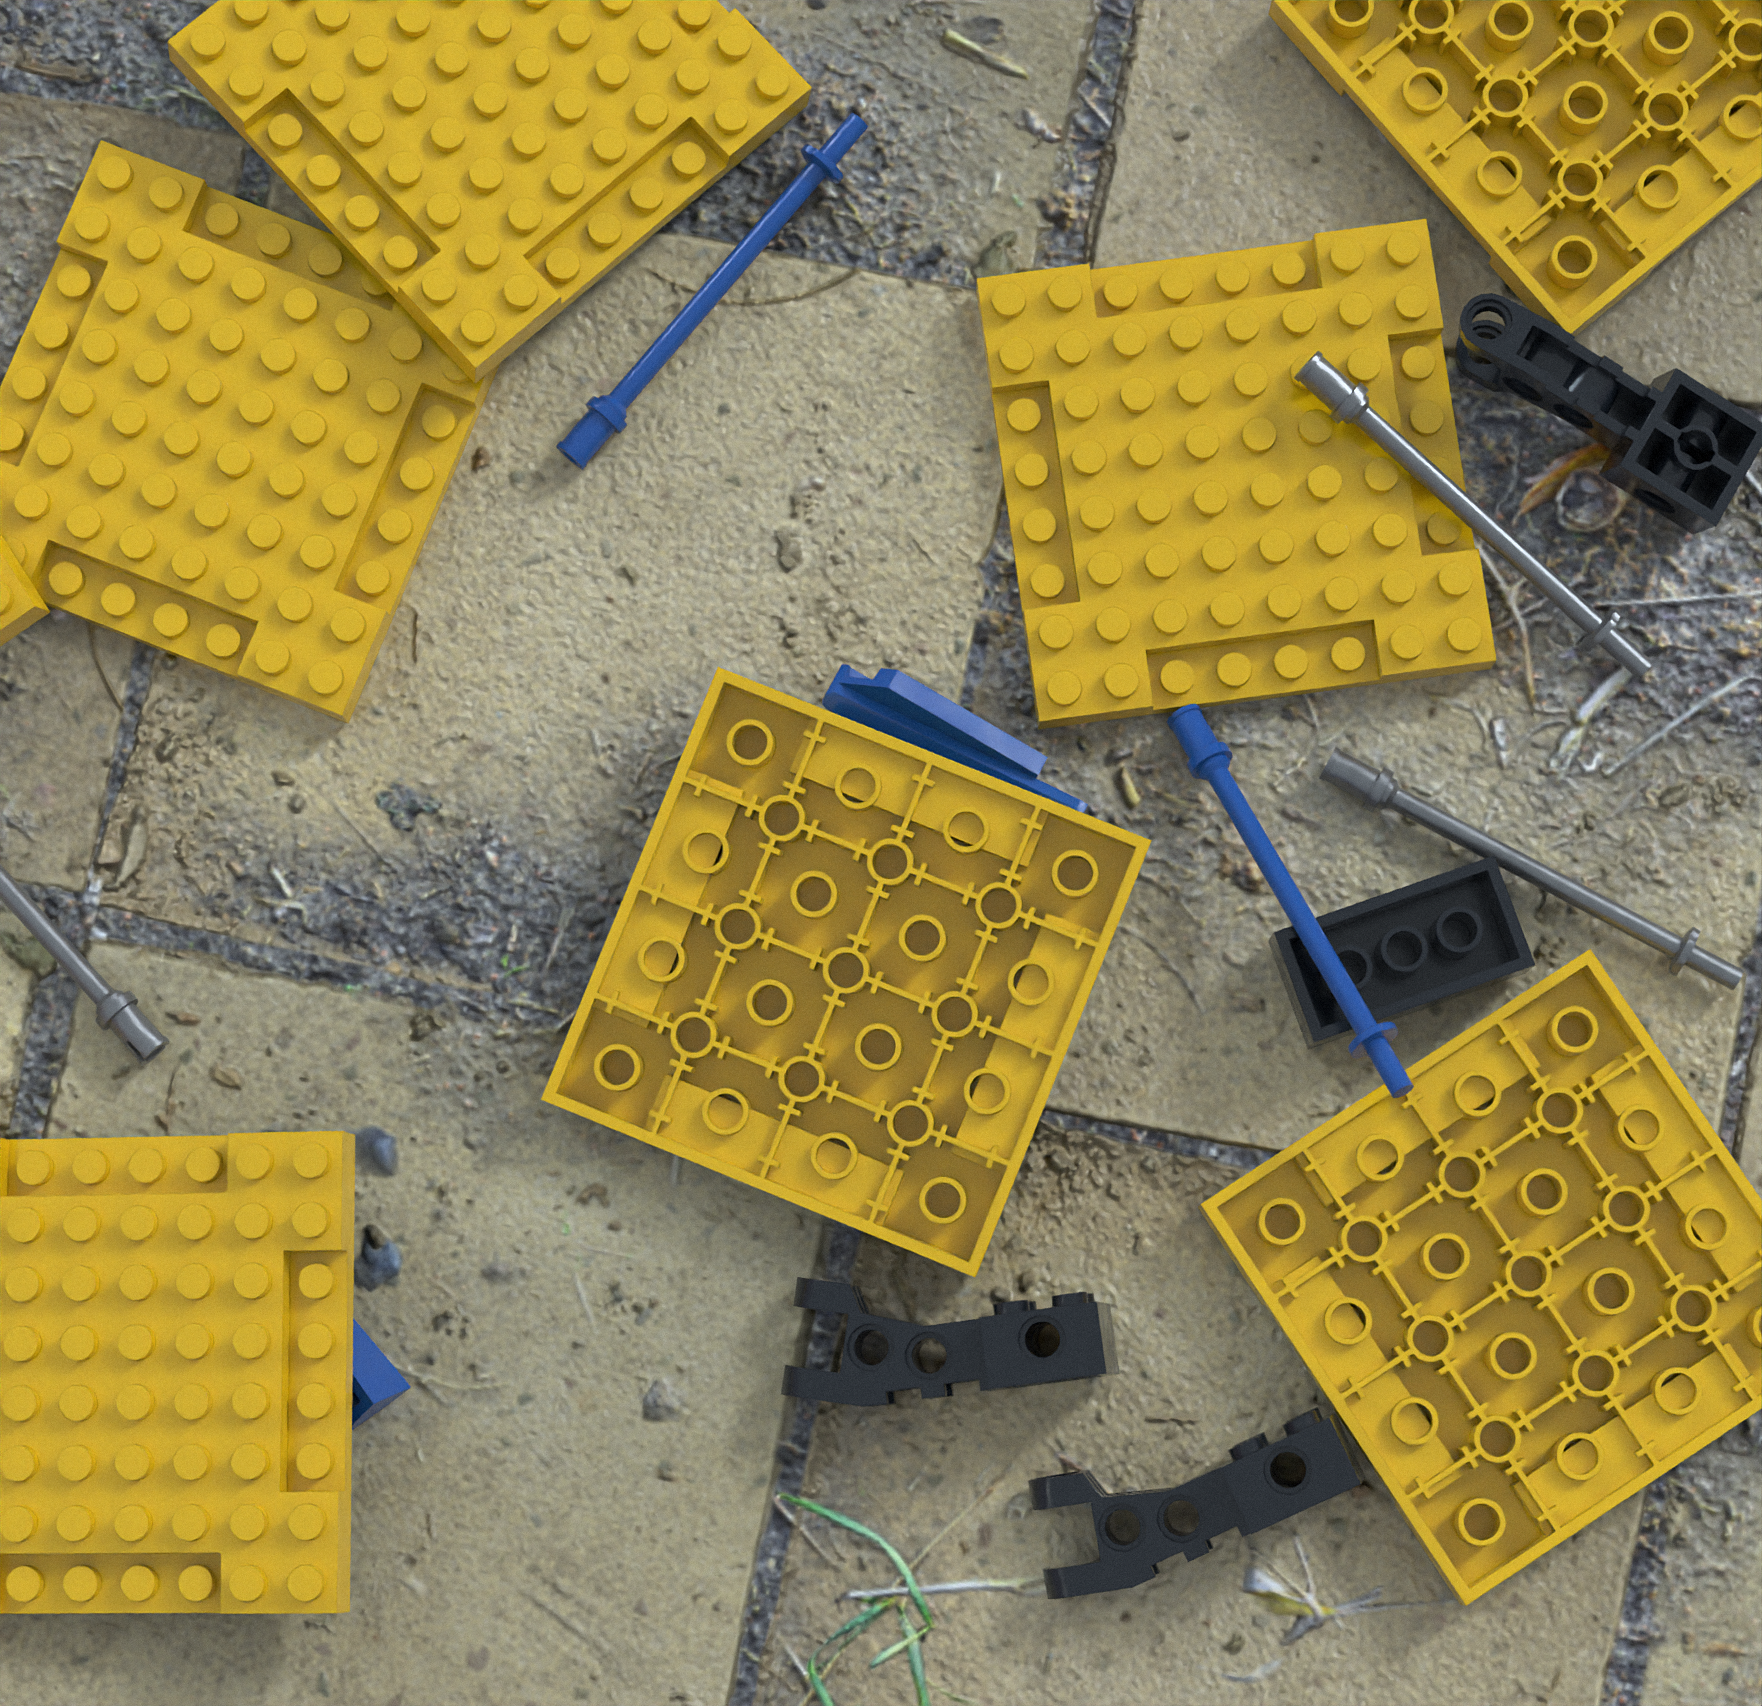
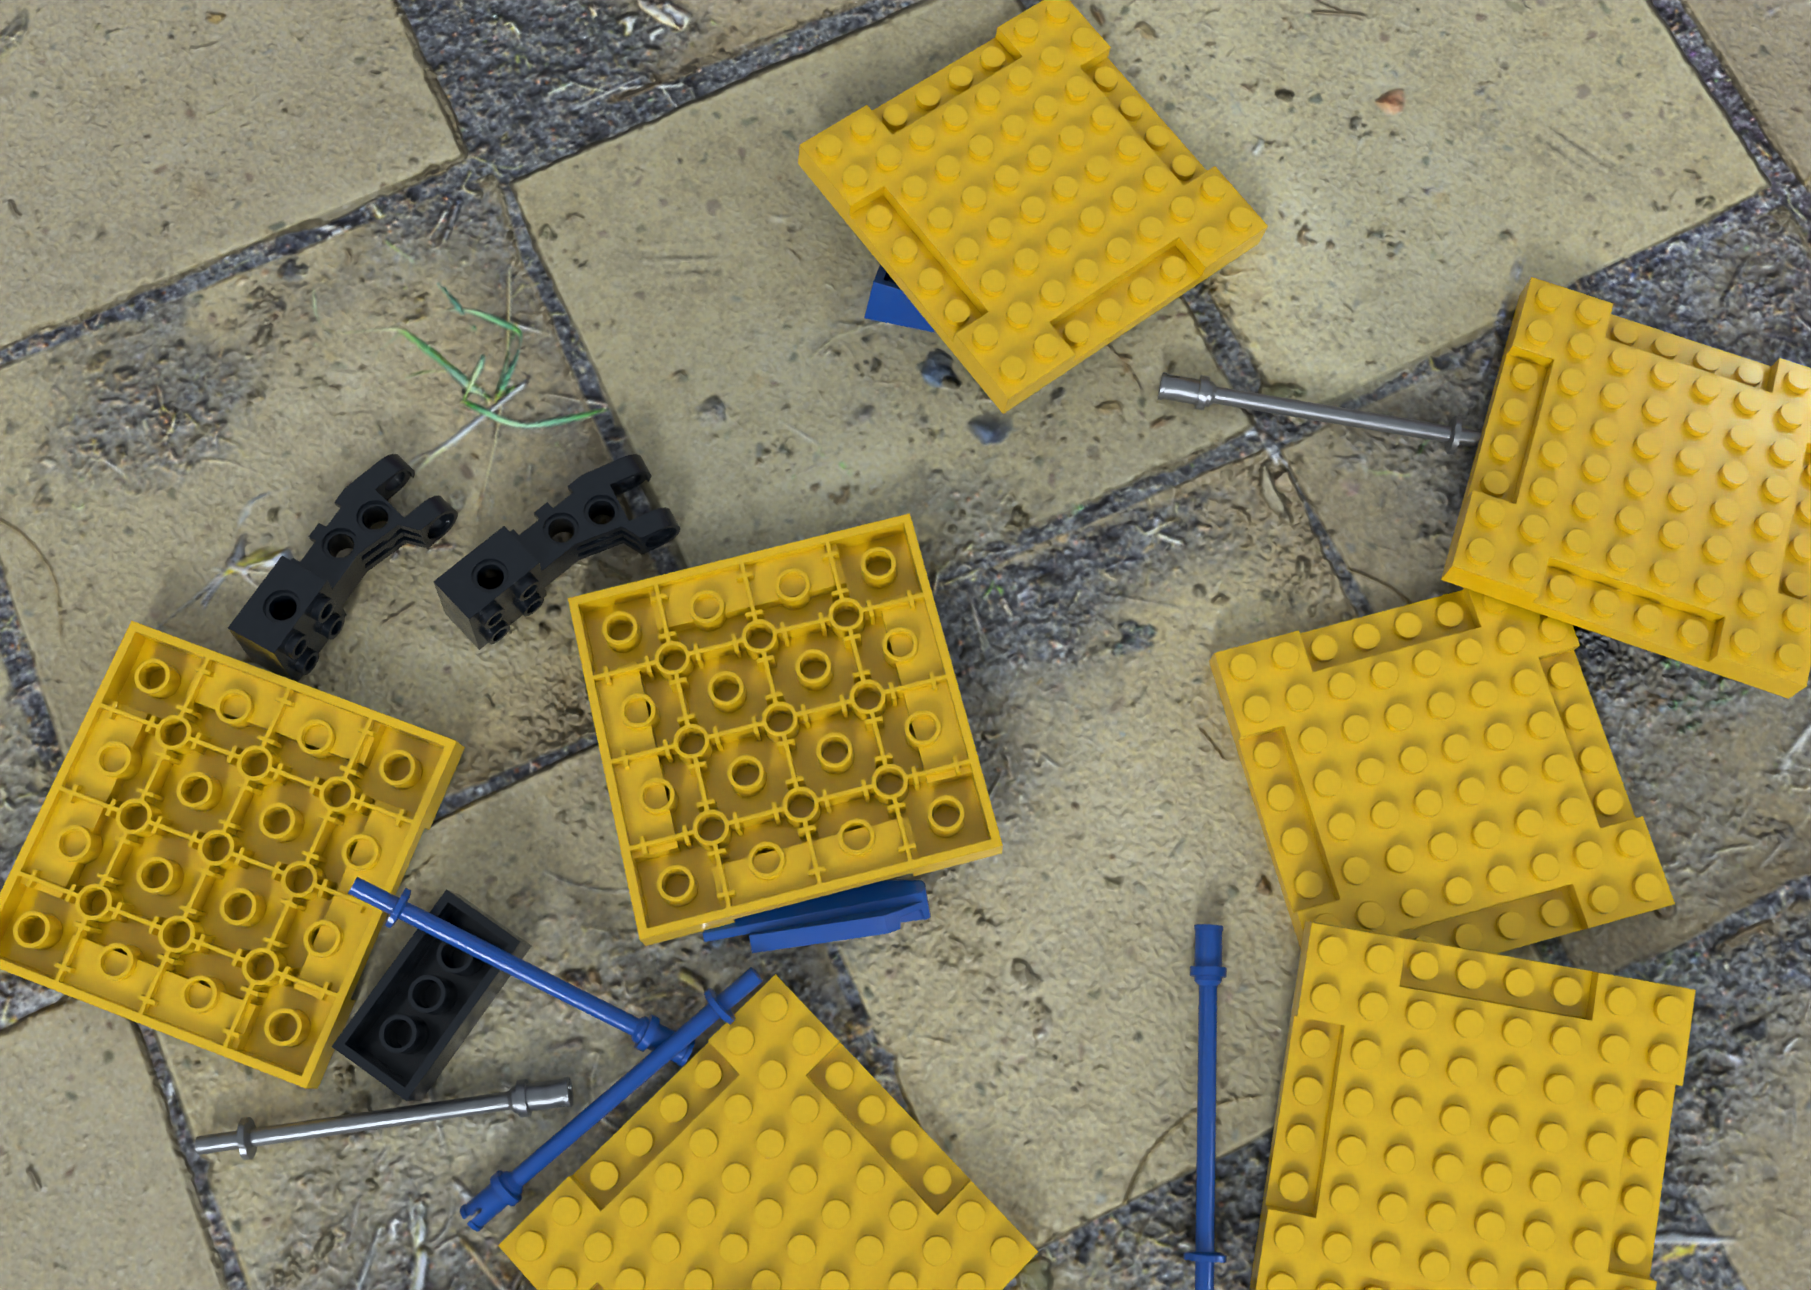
camera: 140 degrees right, 5 degrees down
(1451, 714) = (507, 1186): none -> blue bar

